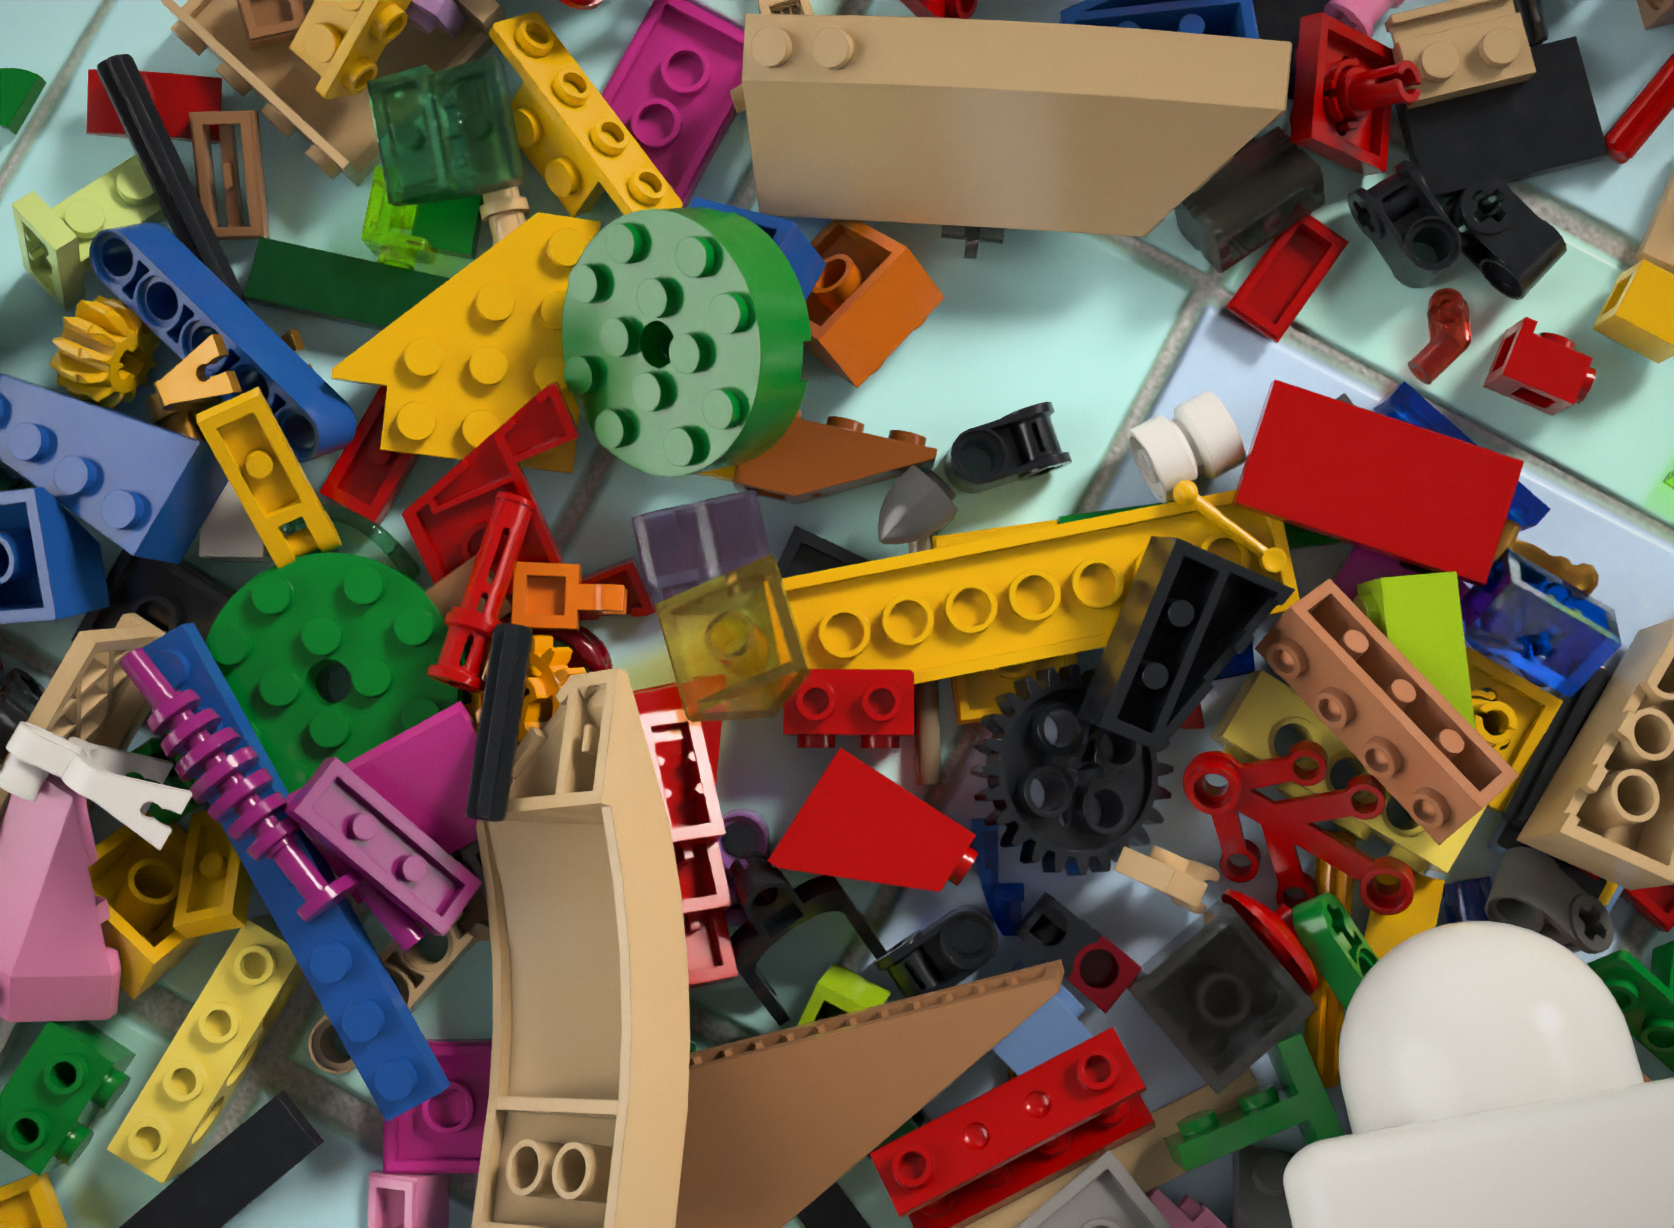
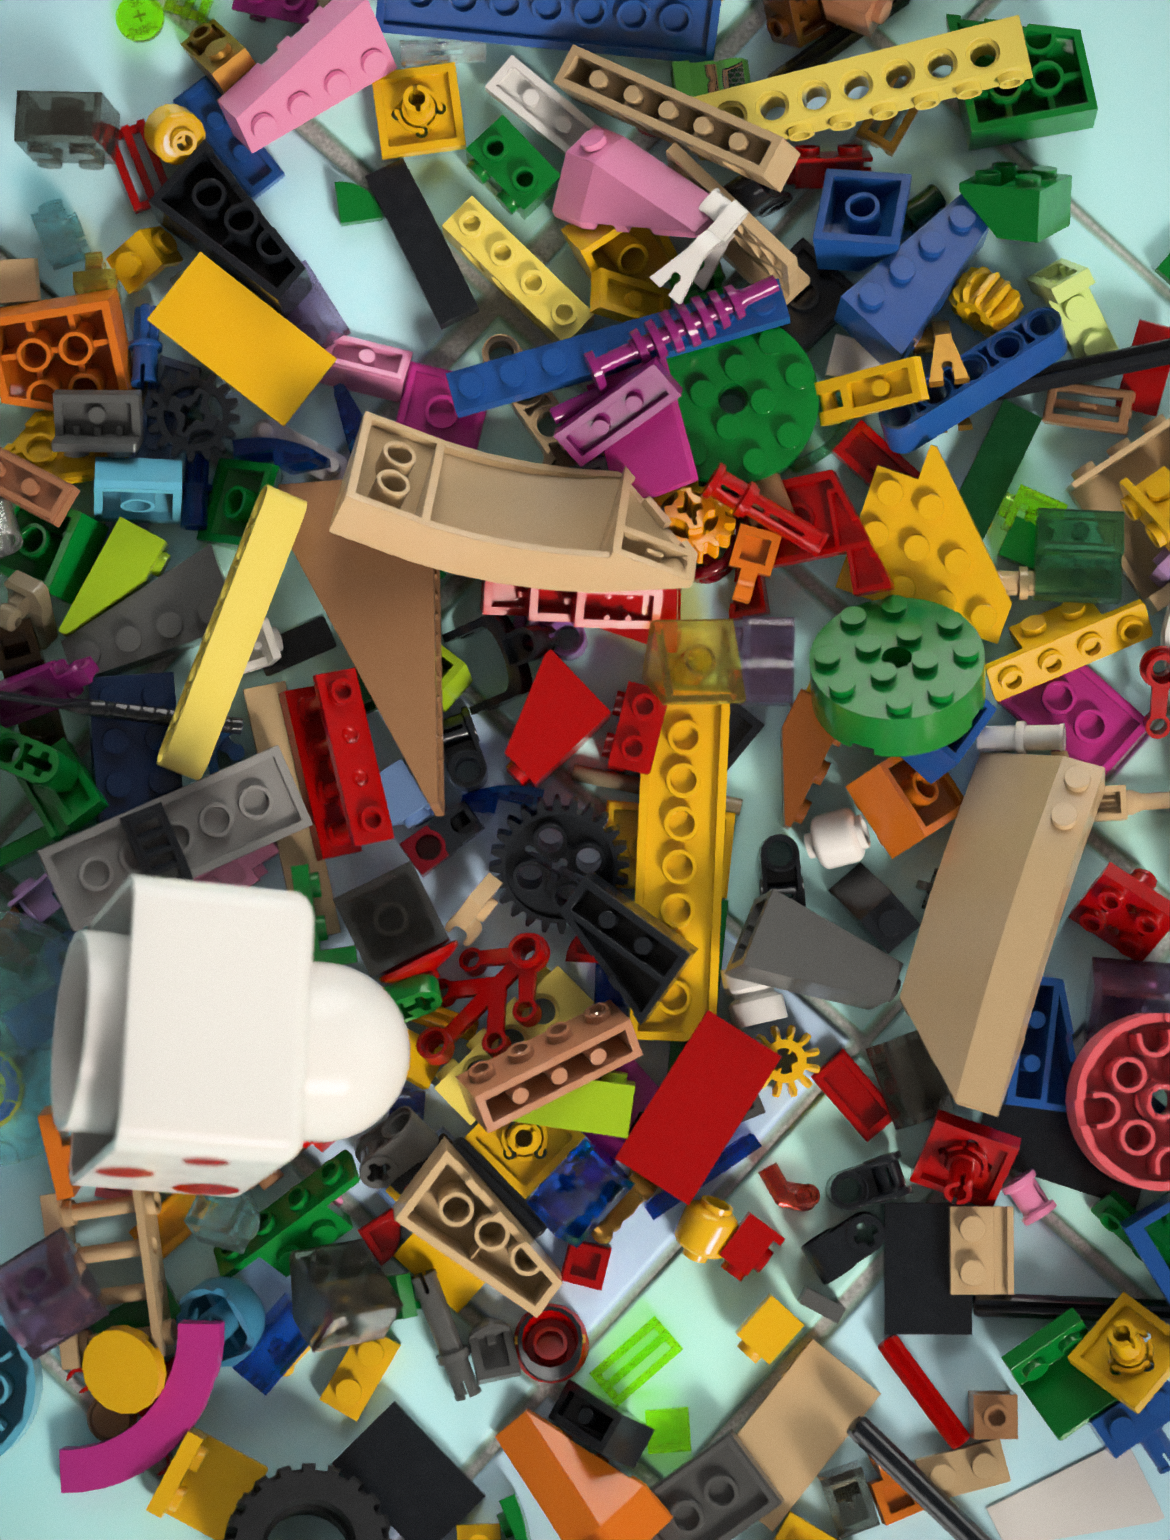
camera: 100 degrees right, 0 degrees up
(499, 722) = (679, 501): black axle -> none
(725, 151) = (1022, 738): none -> white pin
(915, 508) = (755, 804): dark grey plate -> none
(933, 382) = (837, 838): none -> white head
(1020, 306) = (874, 908): none -> black slope
(1115, 382) = (811, 956): none -> dark grey slope
(1263, 361) = (797, 1067): none -> yellow gear
(1270, 559) = (665, 1026): yellow hinge -> none
(1535, 430) = (705, 1228): none -> yellow head
(1593, 250) = (821, 1304): none -> dark grey tile
(1629, 591) = (586, 1264): none -> red tile

